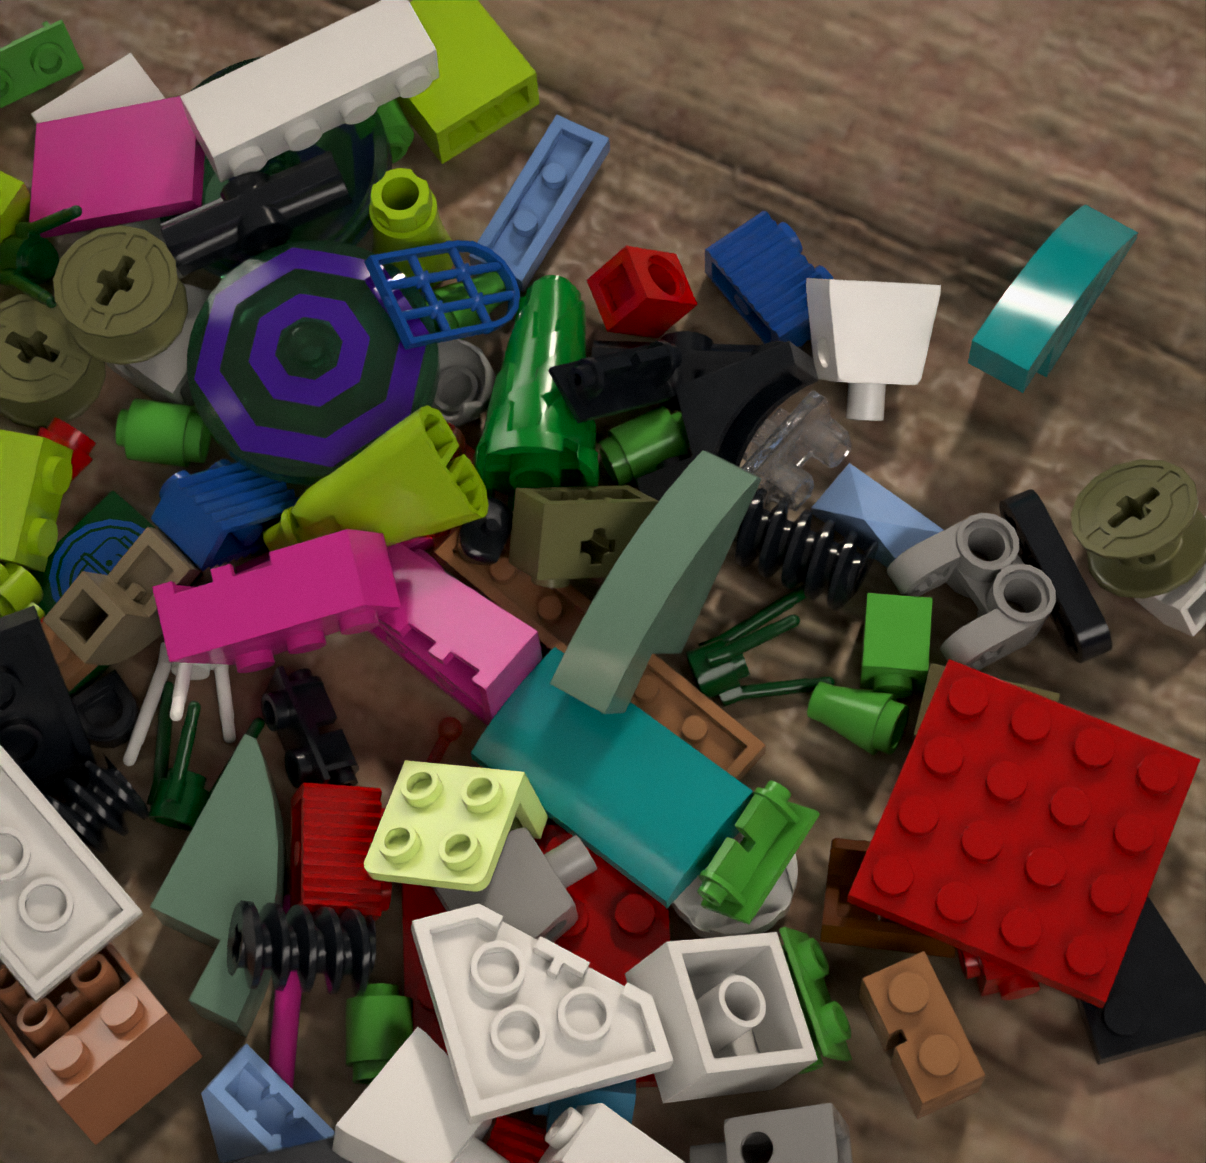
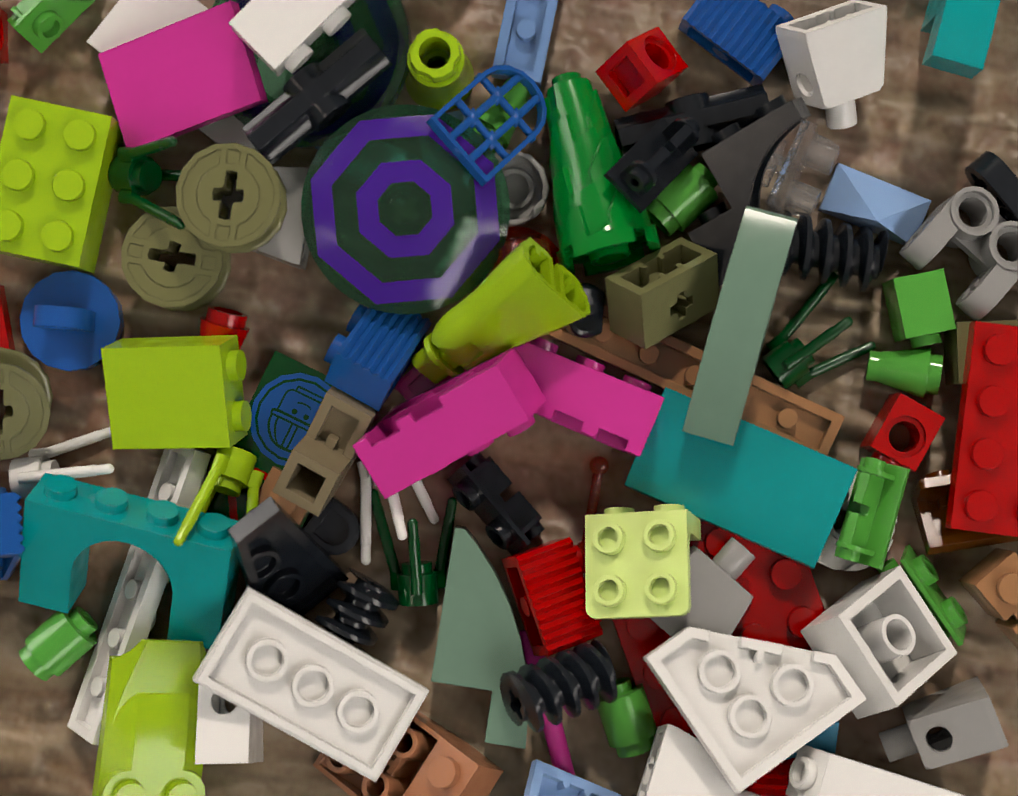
camera: 20 degrees left, 20 degrees up
(162, 433) = (298, 293): bright green brick -> none
(847, 764) = (919, 420): none -> red brick

